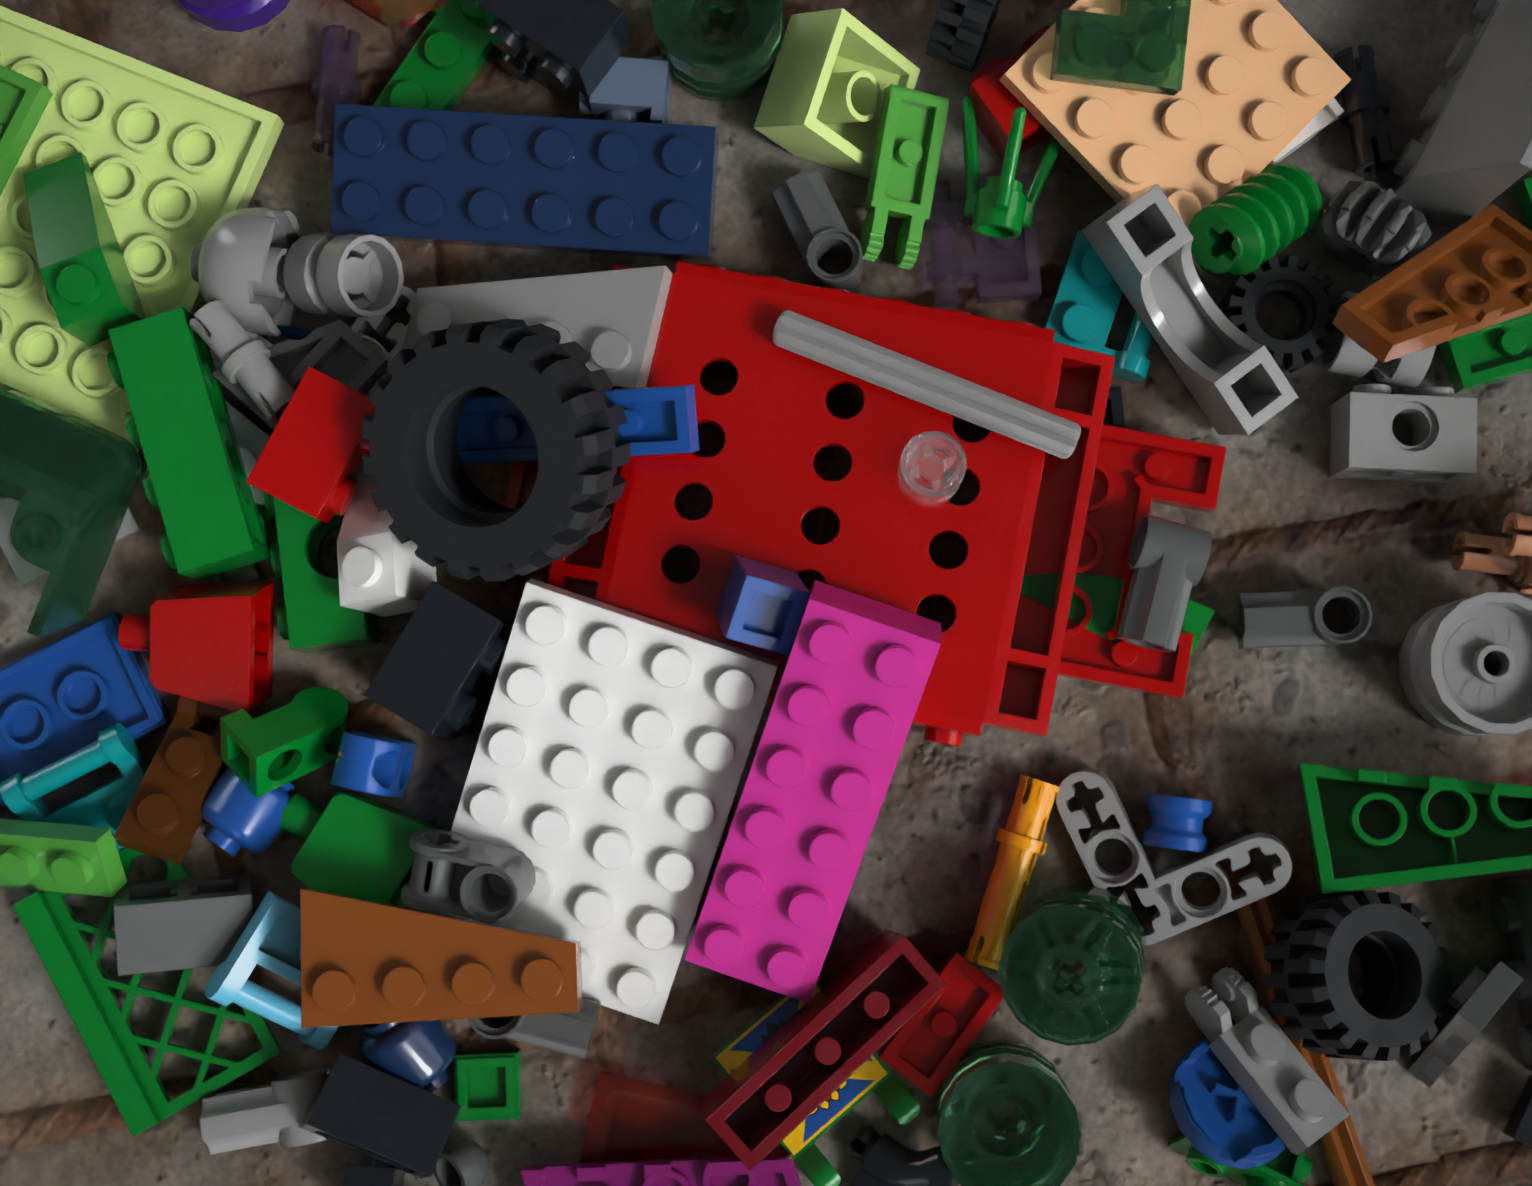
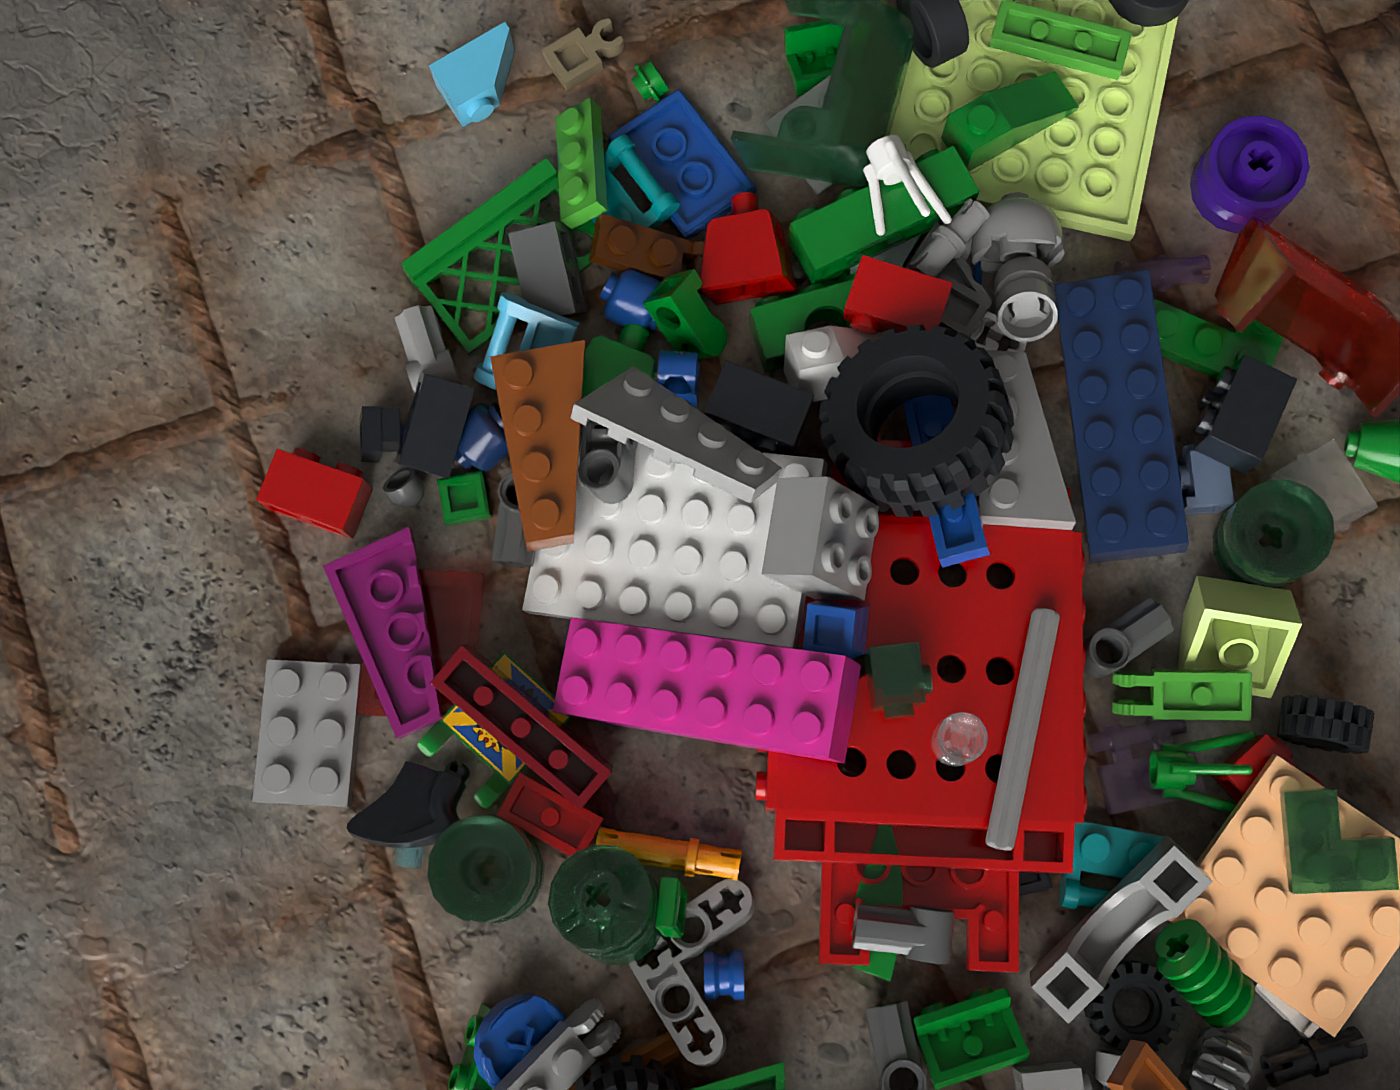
camera: 80 degrees right, 5 degrees down
(123, 414) = (892, 165): none -> white plant
(430, 804) = (678, 433): none -> light grey wing
(639, 605) = (820, 538): none -> light grey brick
(841, 535) = (897, 679): none -> clear green brick
(1087, 879) = (671, 907): none -> green tile
(1293, 523) = (969, 1037): none -> green bracket

